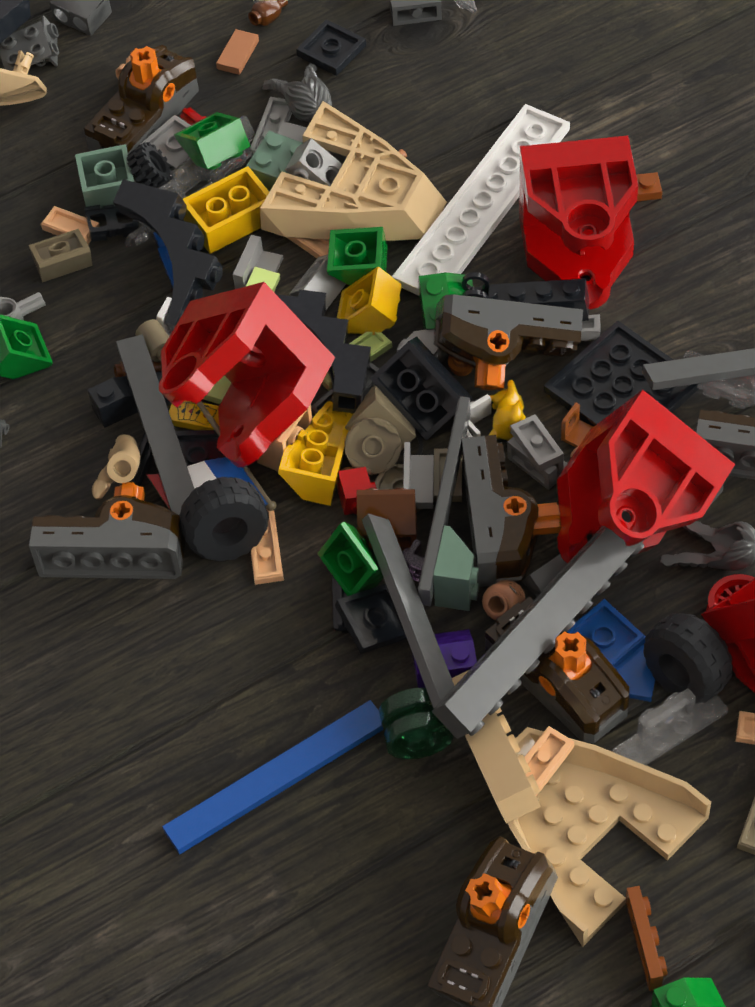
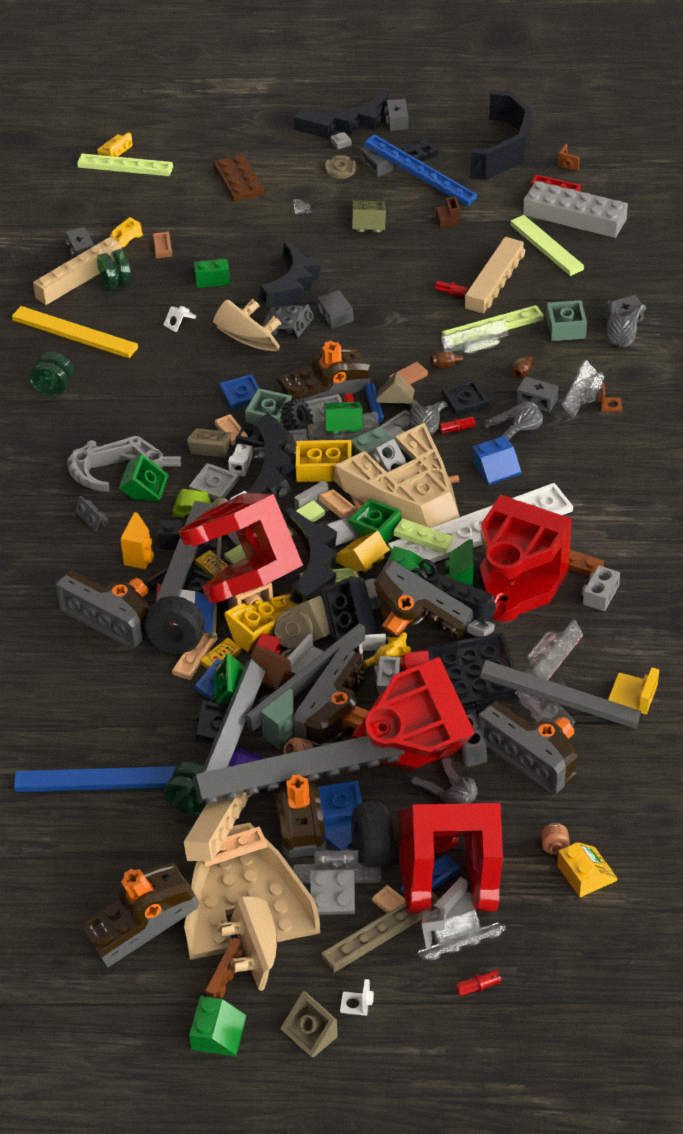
camera: 30 degrees right, 10 degrees down
(43, 170) = (239, 391): none -> blue tile
(82, 435) = (136, 544): none -> light orange slope
(97, 348) = (186, 500): none -> lime cylinder
(107, 306) = (214, 481): none -> light grey plate
(117, 257) = (241, 456): none -> white leg
(121, 467) = (143, 567): tan piece -> none
(220, 102) = (372, 396): none -> blue axle
(242, 79) = (396, 391): none -> dark tan slope
(287, 257) = (337, 504): none -> light nougat tile
(299, 527) = (220, 651): none -> yellow tile
(315, 573) = (206, 683): none -> blue plate
(349, 87) = (456, 425): none -> red axle
(429, 246) = (423, 536): none -> yellowish green plate
(432, 39) = (525, 415): none -> dark grey hair
(433, 109) = (495, 460): none -> slope
(507, 257) = (461, 563): none -> green slope
(549, 408) = (413, 659): none -> red brick
(636, 858) = (256, 930): none -> tan piece
(683, 207) = (600, 588): none -> light grey brick
(688, 311) = (554, 649): none -> clear bracket
(688, 754) = (333, 891): none -> light grey plate

